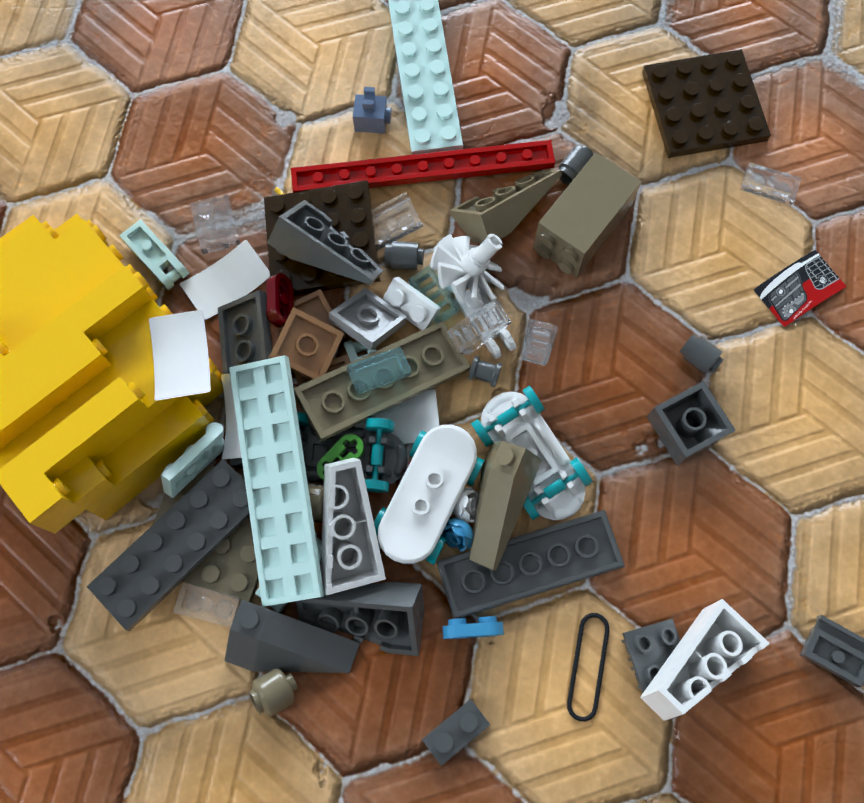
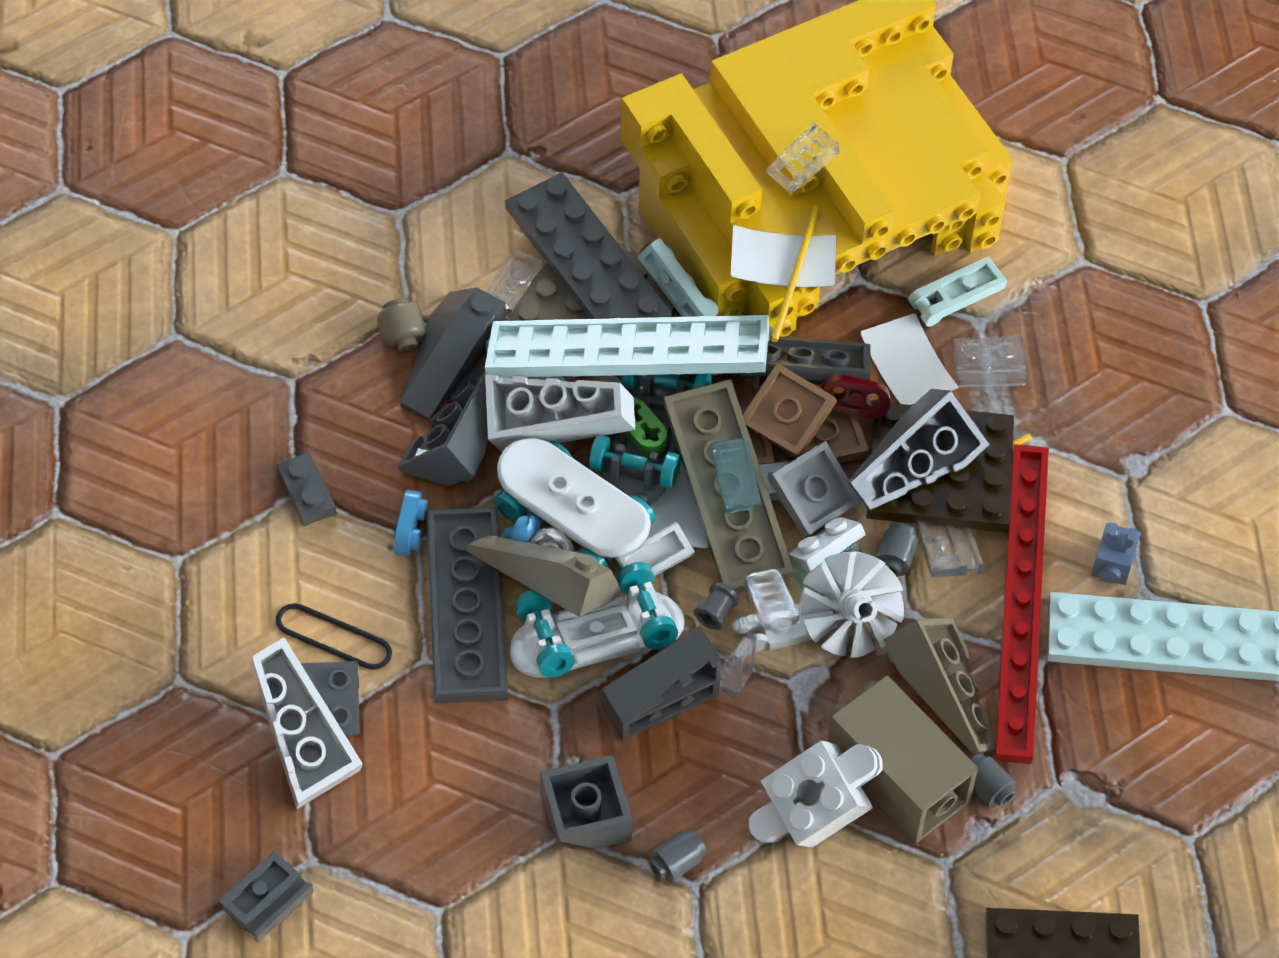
camera: 100 degrees right, 15 degrees down
(64, 328) = (813, 134): none -> clear slope
(194, 342) = (793, 280): none -> yellow piece
(446, 413) = (660, 550): none -> white tile
(570, 392) = (664, 685): none -> dark grey wedge
(623, 265) = (816, 794): none -> white brick

